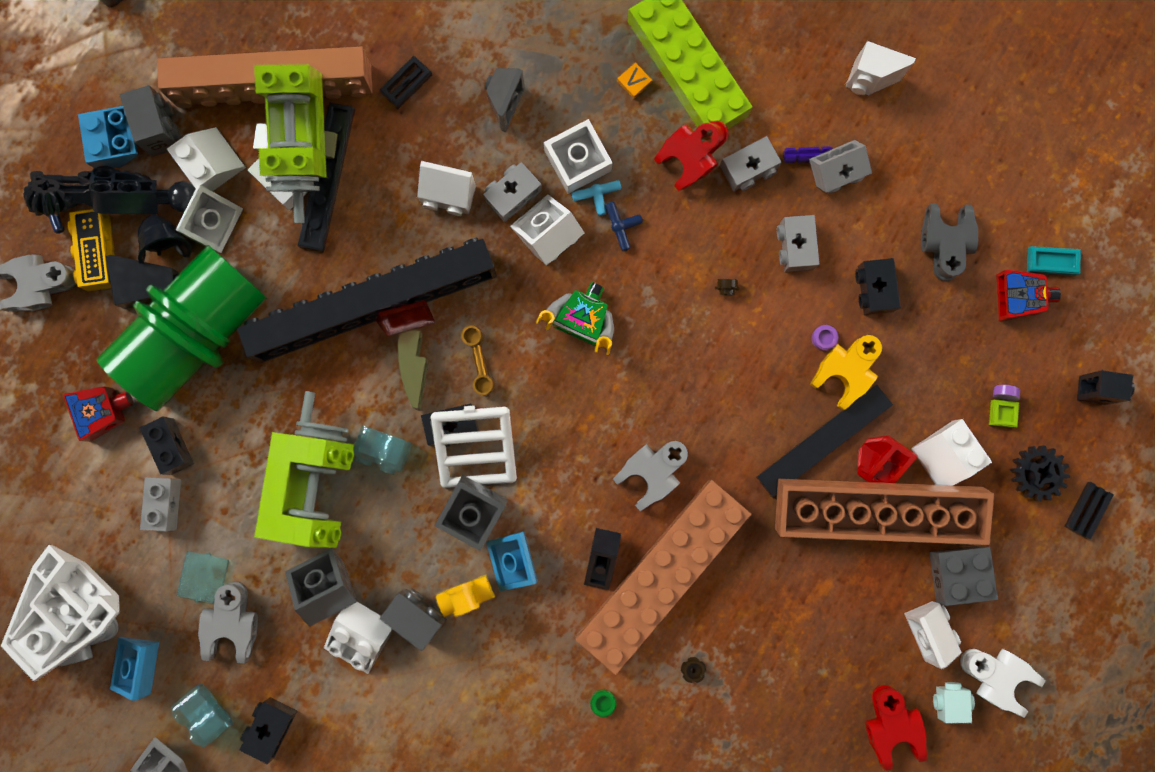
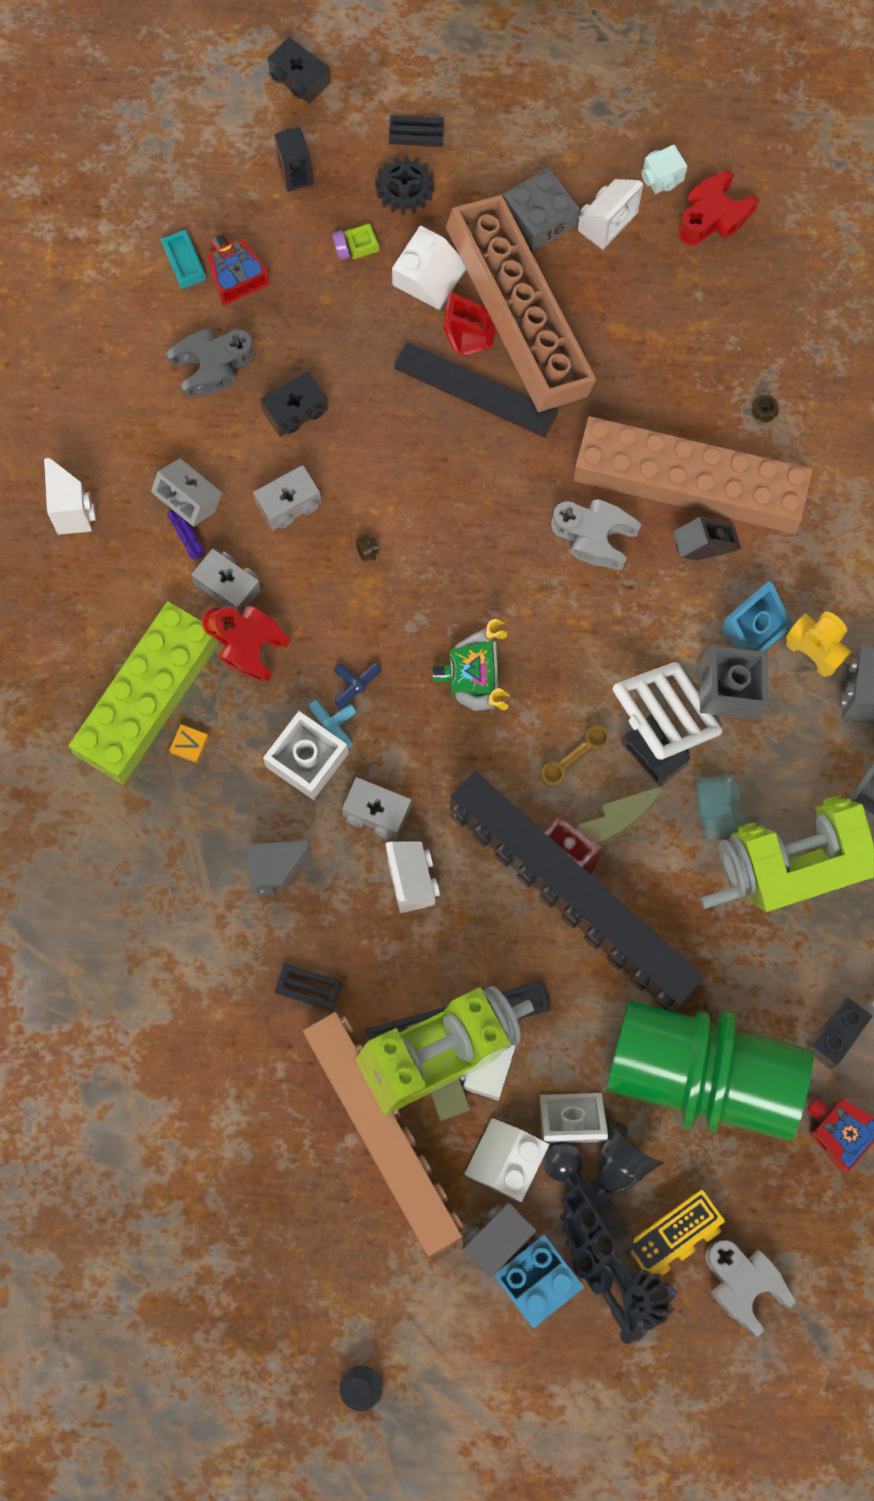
camera: 115 degrees left, 10 degrees down
(131, 279) = (684, 1157): black slope -> none
(547, 229) = (398, 753): white slope -> none
(603, 703) = (843, 477): green tile -> none
(825, 337) = (371, 434): medium lavender tile -> none
(851, 368) = (389, 395): yellow piece -> none
(999, 677) = (617, 141): white piece -> none

